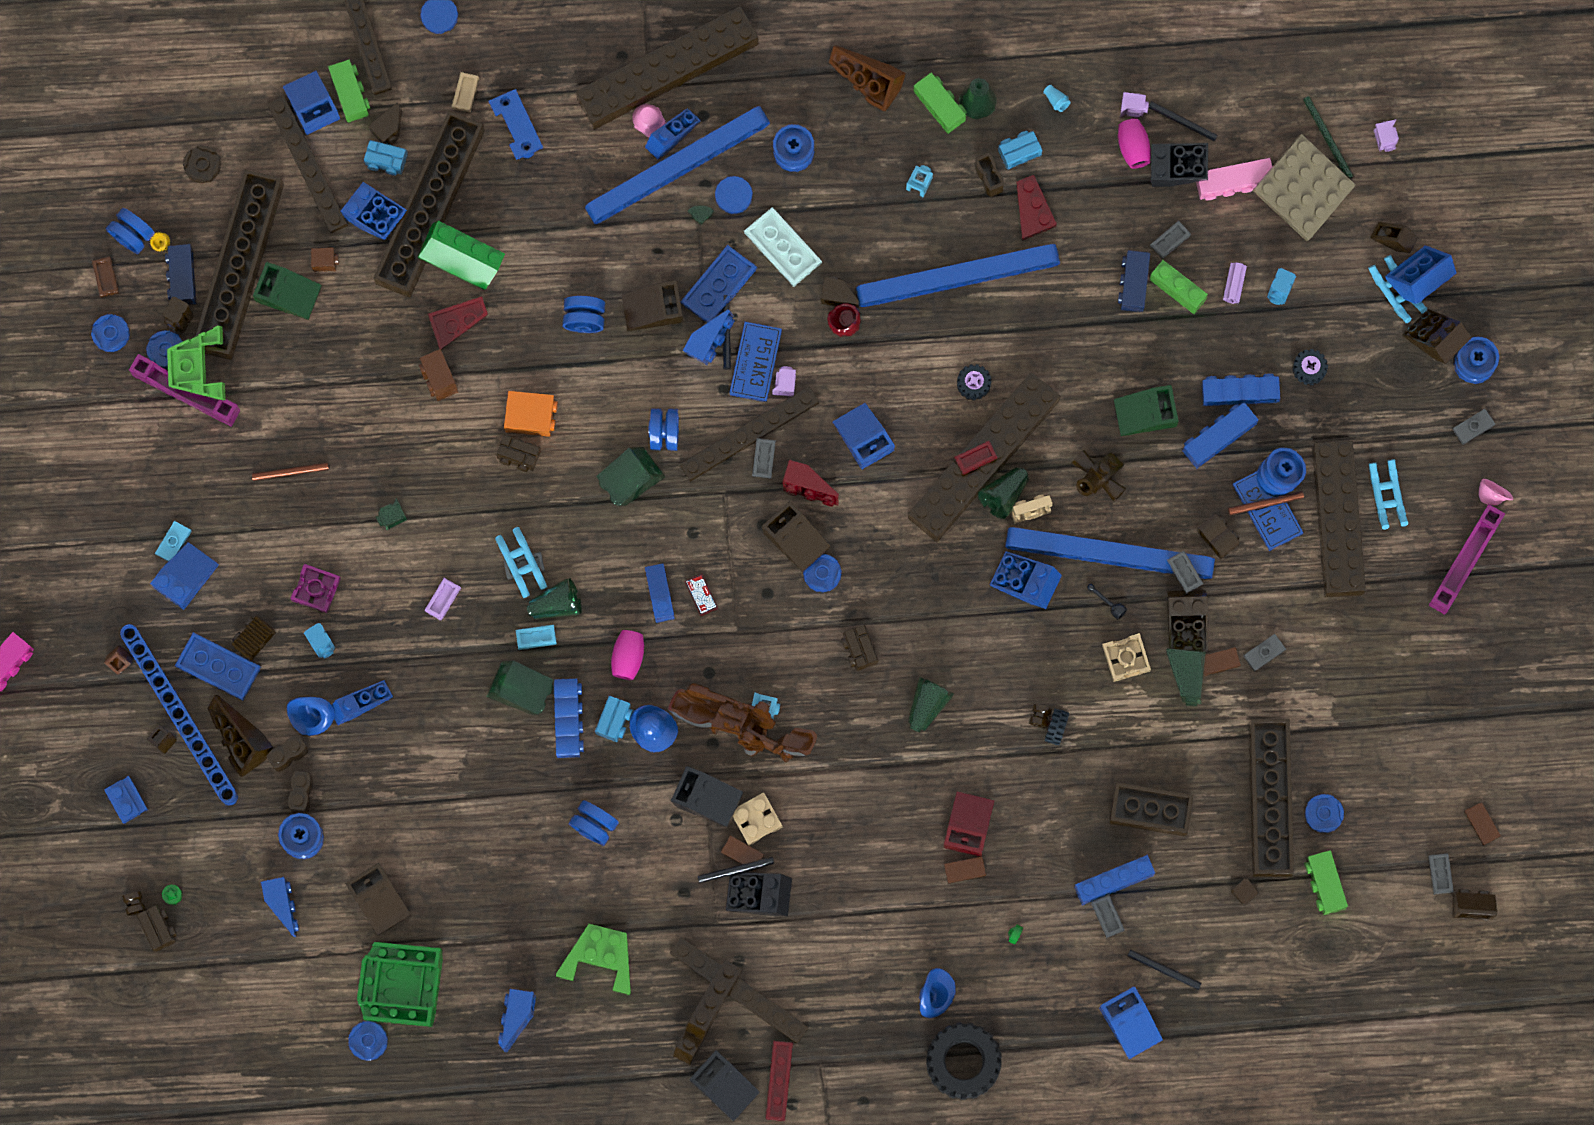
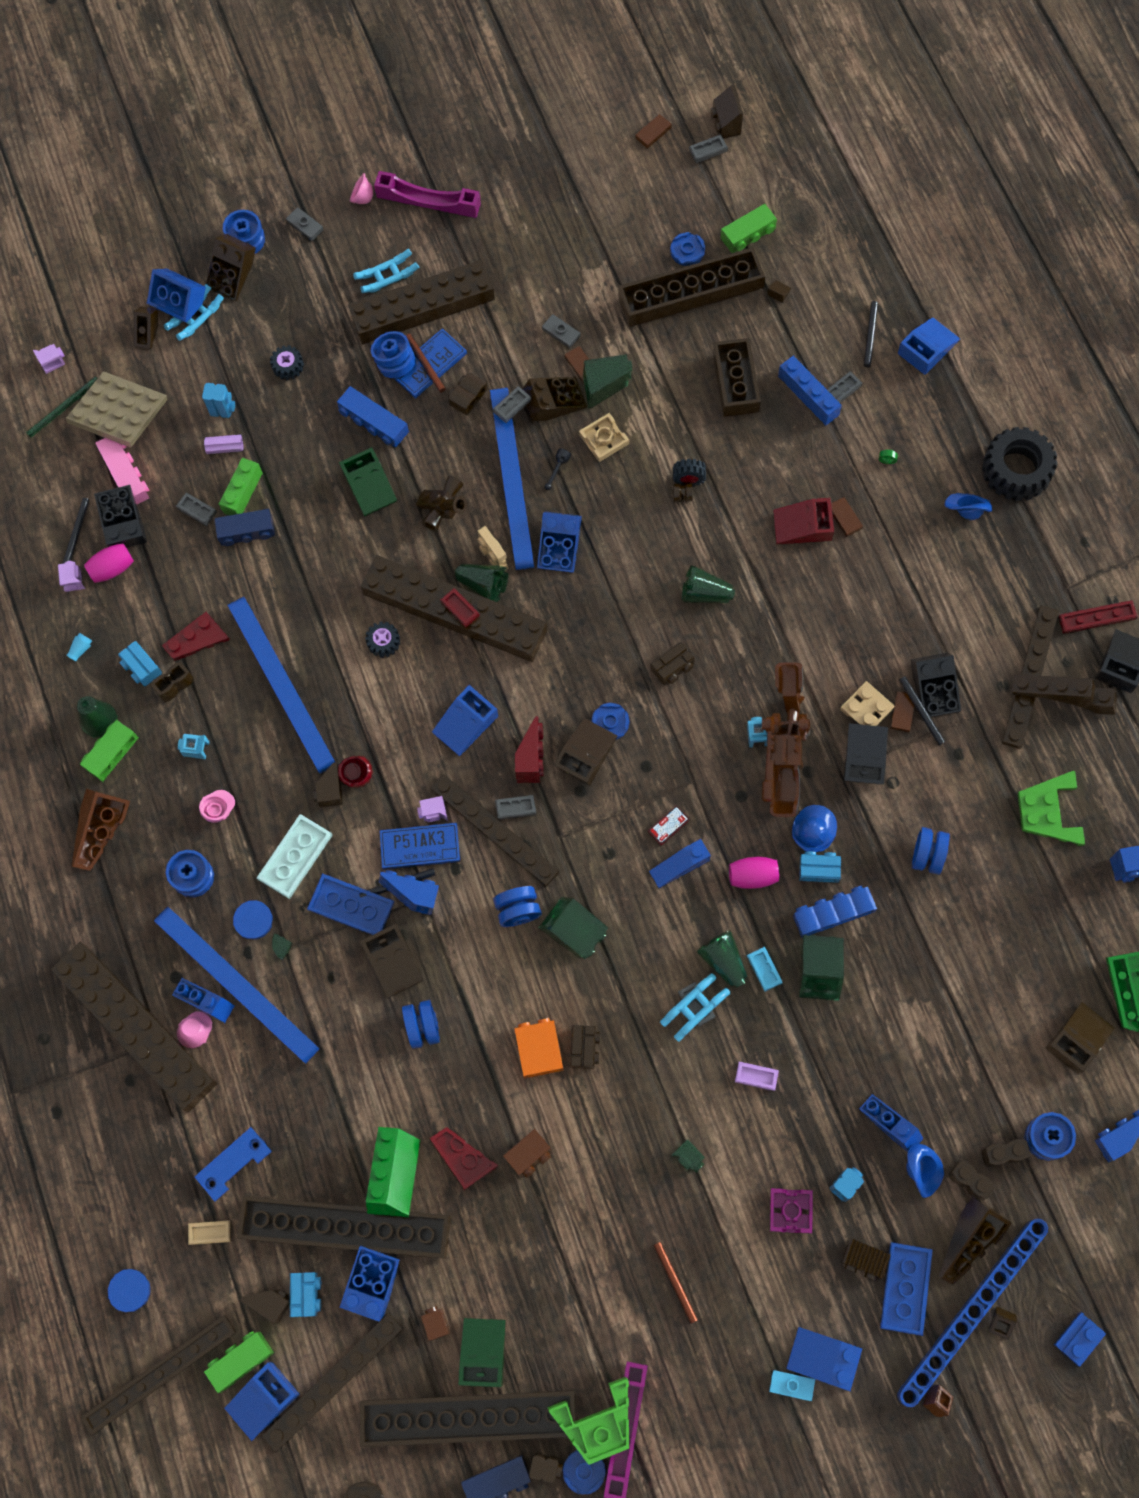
camera: 105 degrees left, 5 degrees down
(852, 187) = (216, 806): none -> bright pink hat
(1240, 390) = (326, 412): blue brick -> none

